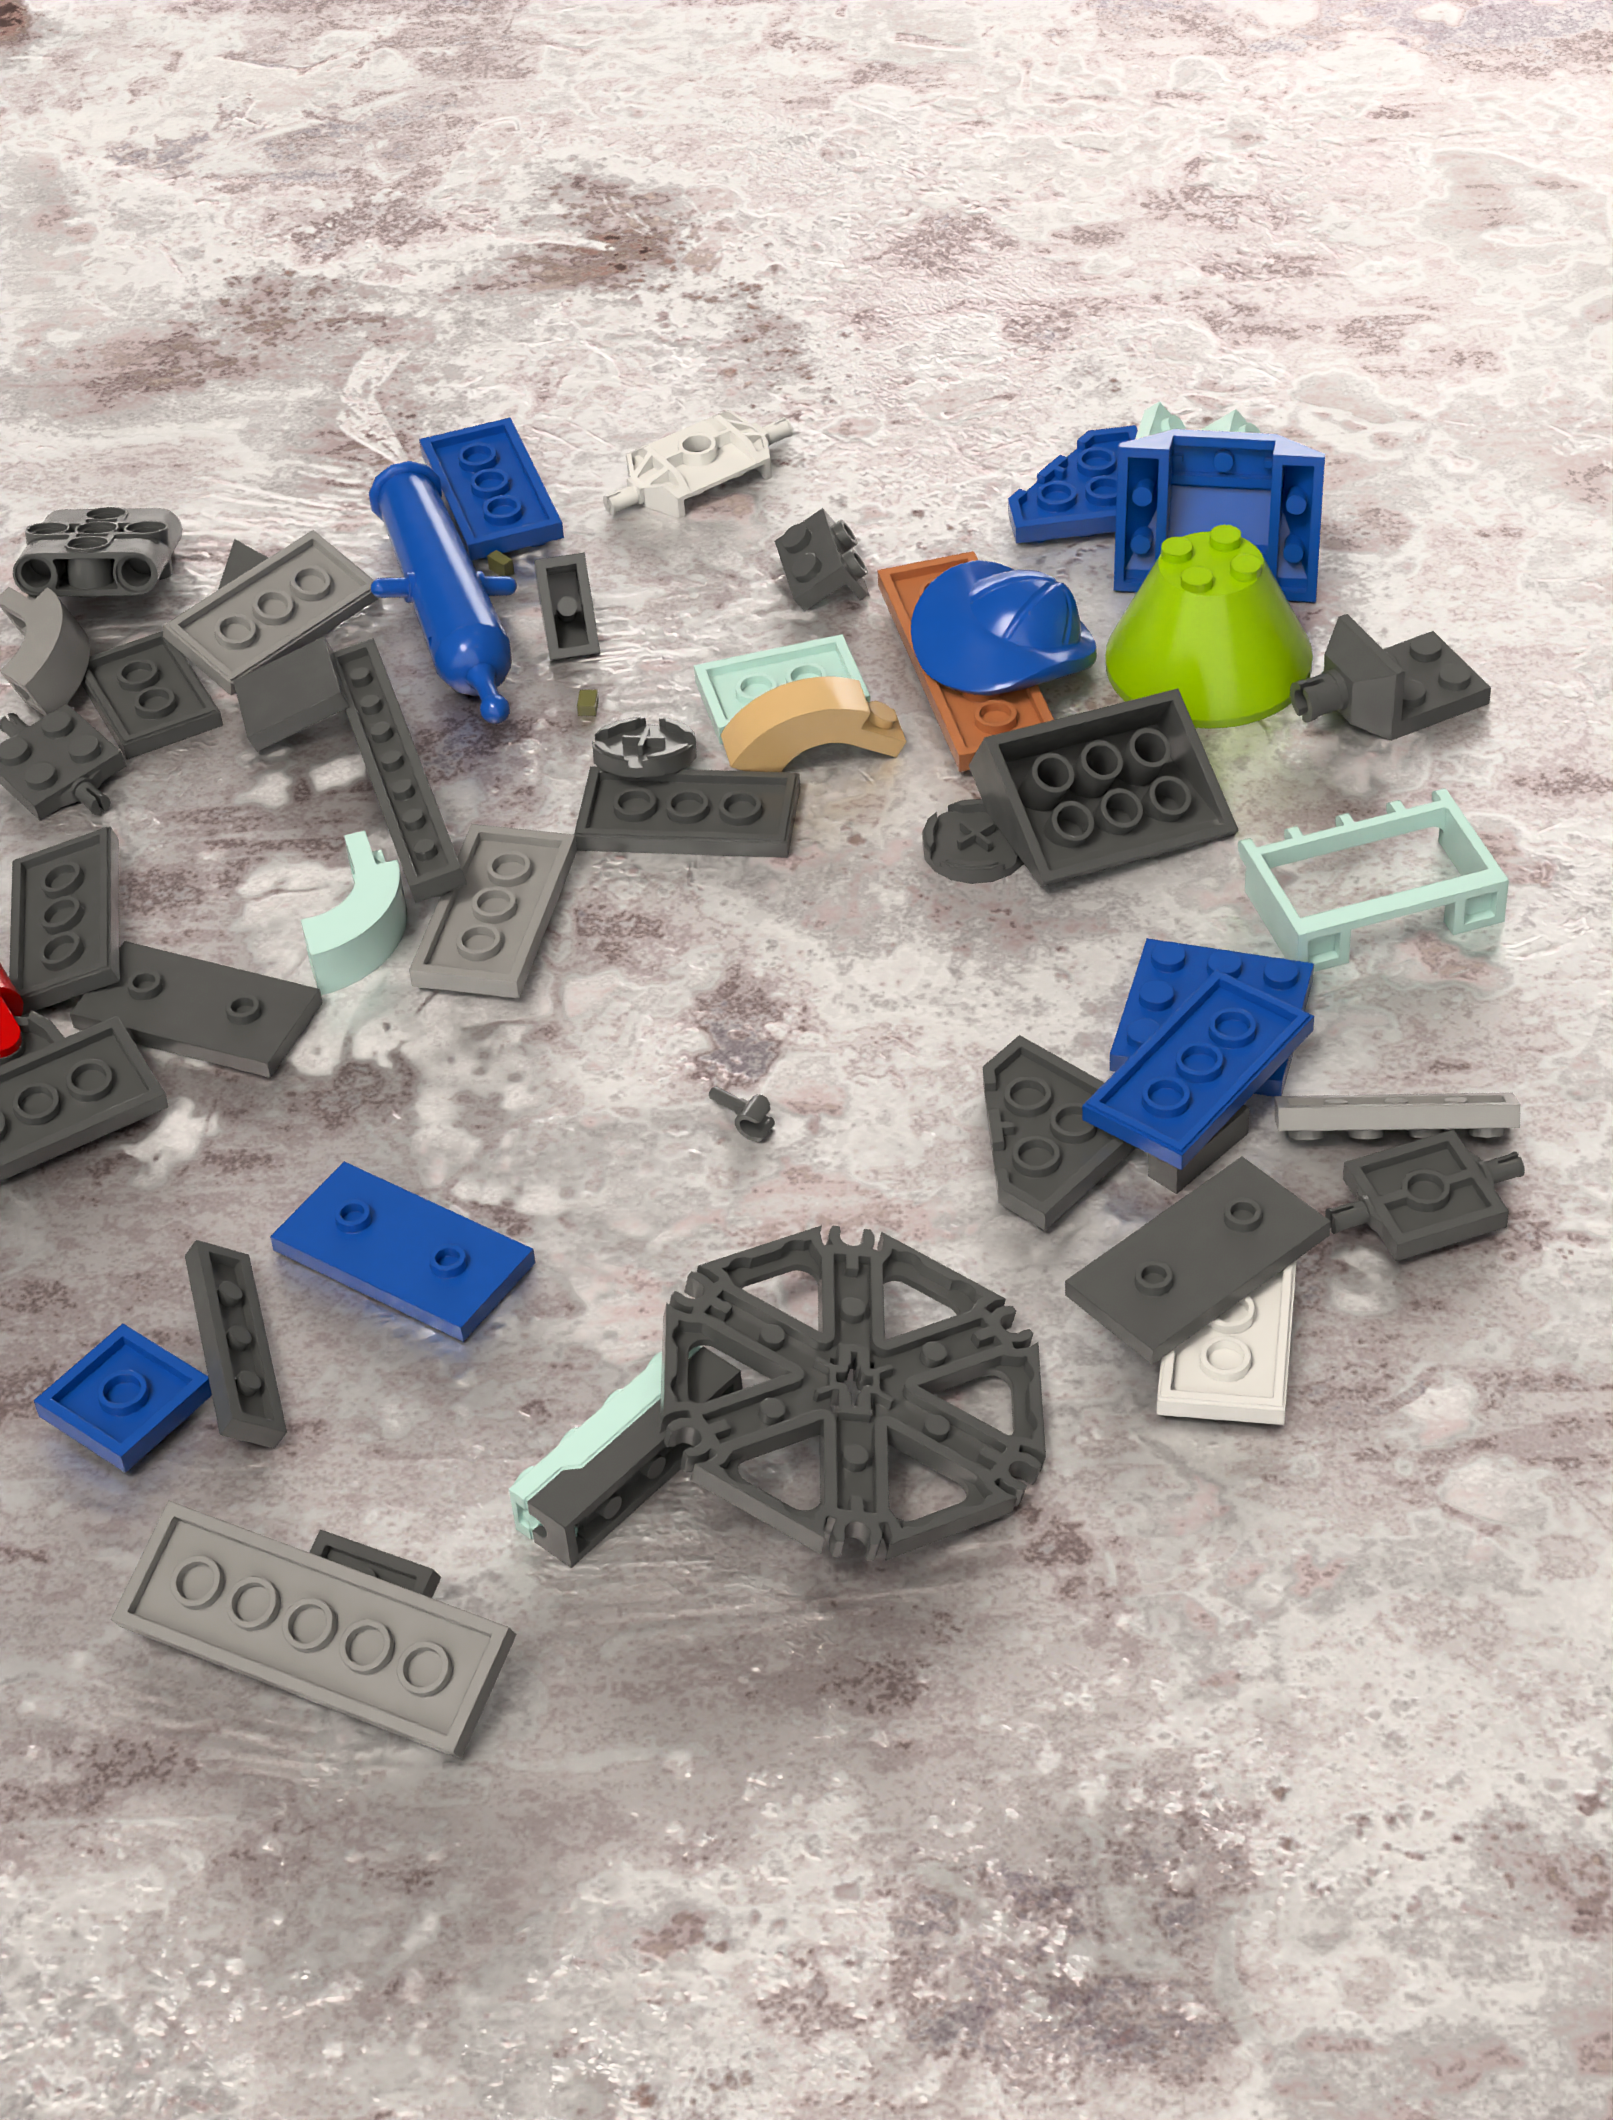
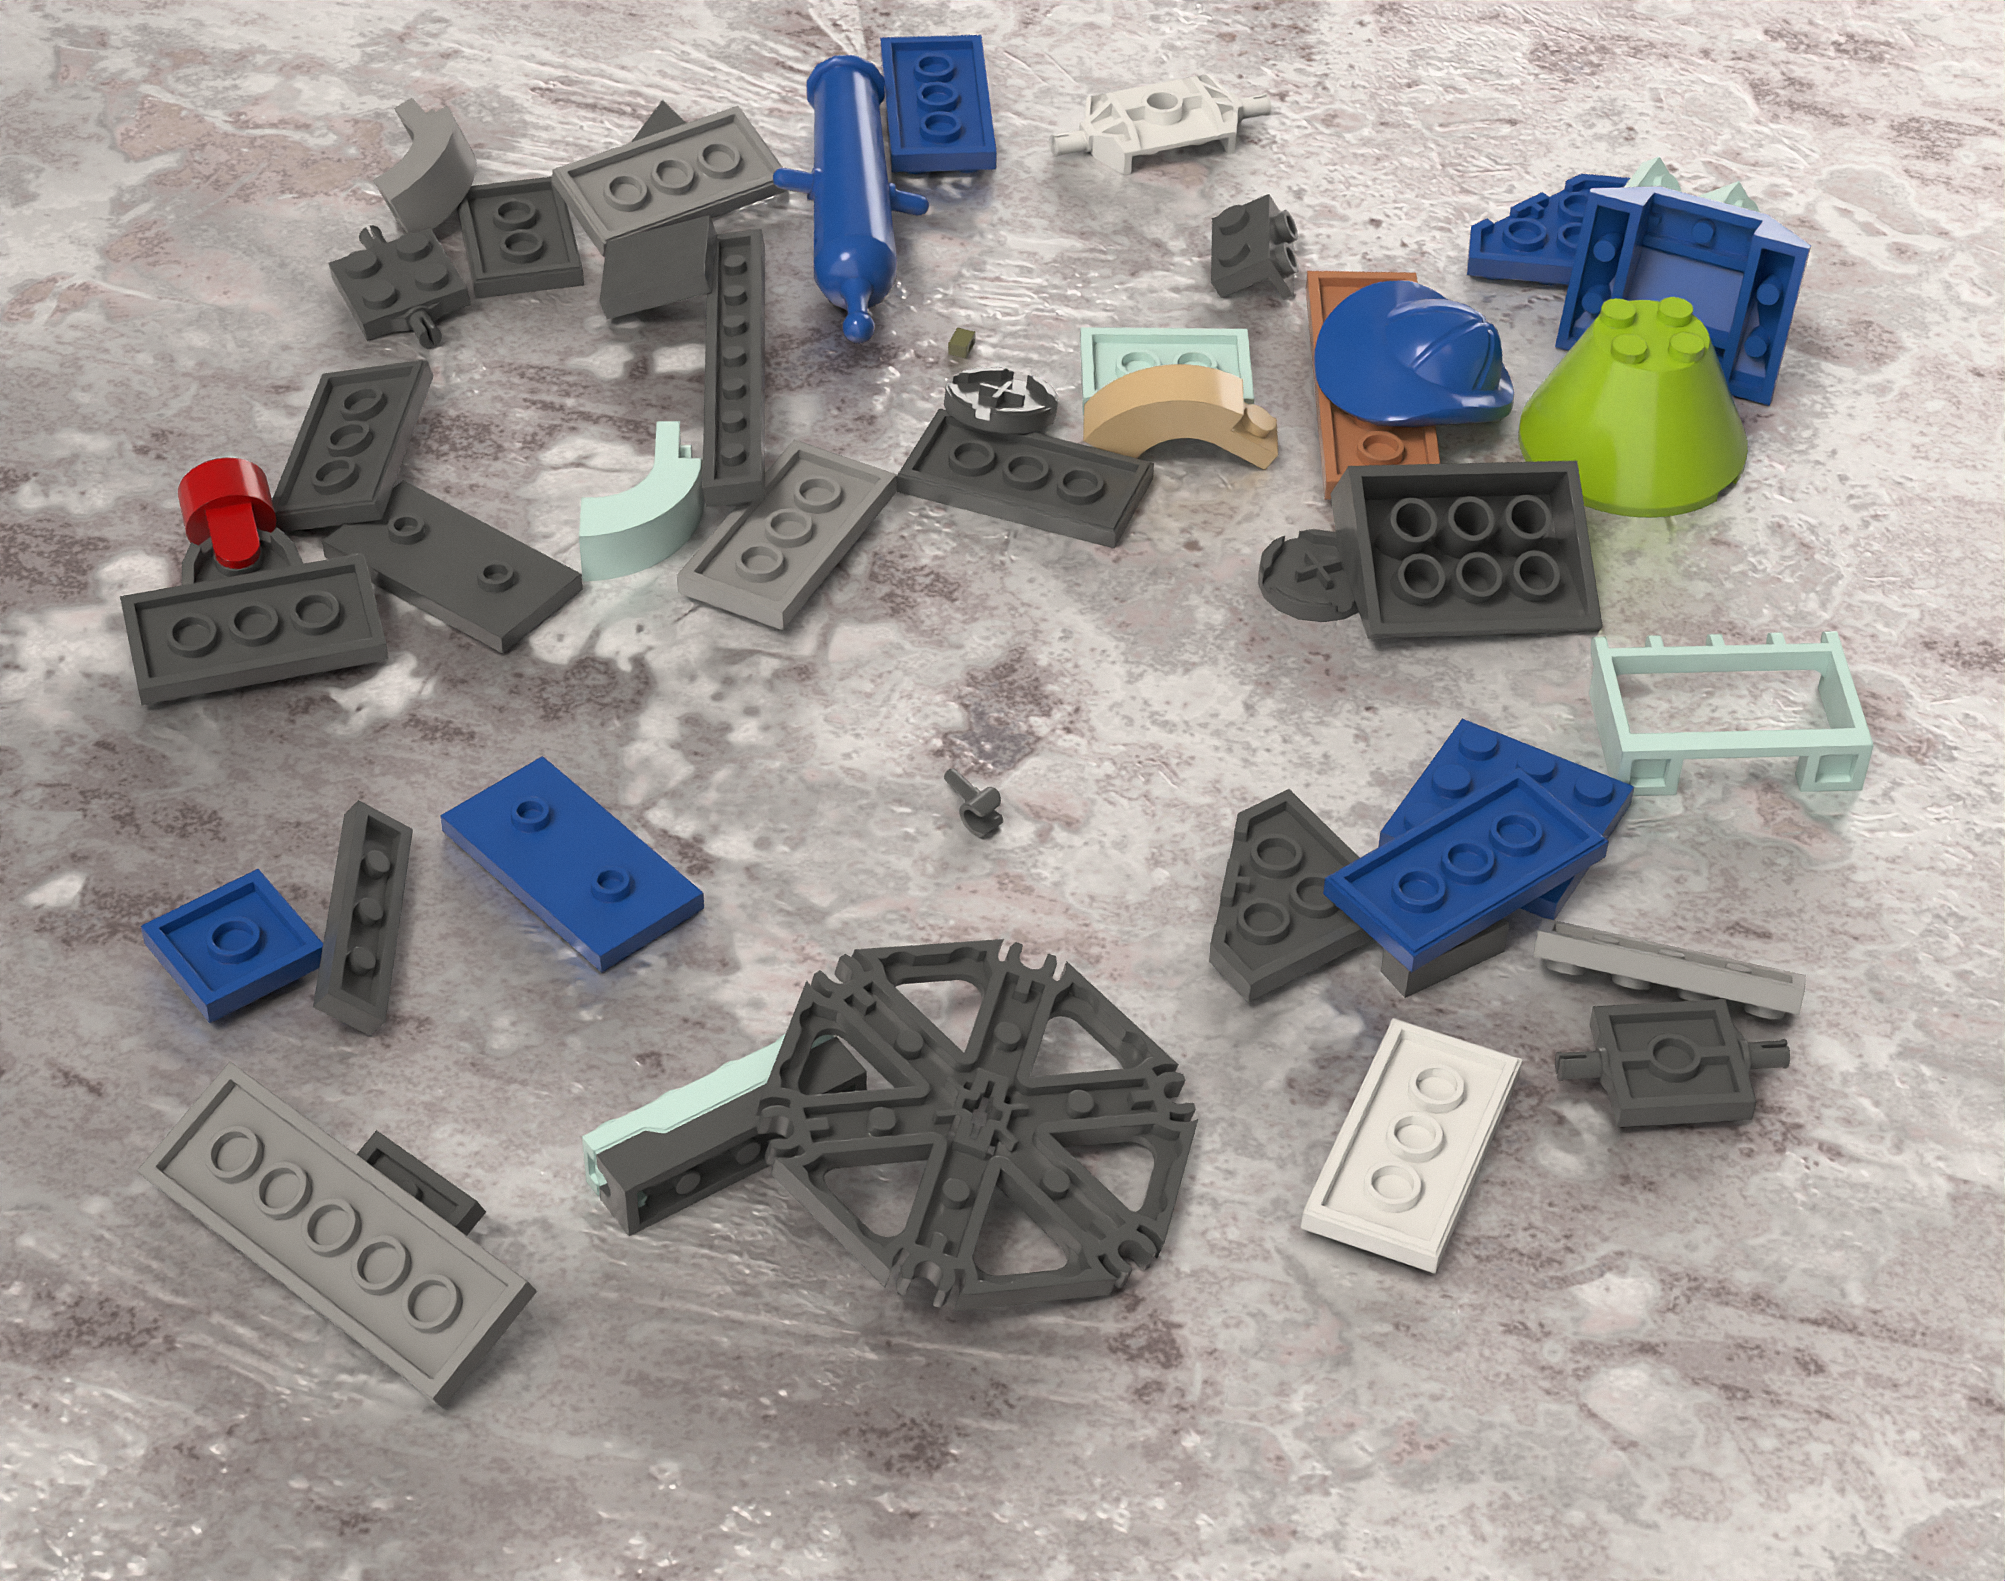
camera: 10 degrees right, 0 degrees up
(98, 552) = (514, 82): dark grey connector -> none
(500, 564) = (922, 182): olive piece -> none
(566, 606) = (971, 238): dark grey slope -> none
(1197, 1259) = (1395, 1072): dark grey plate -> none
(1391, 687) = (1818, 514): dark grey plate -> none

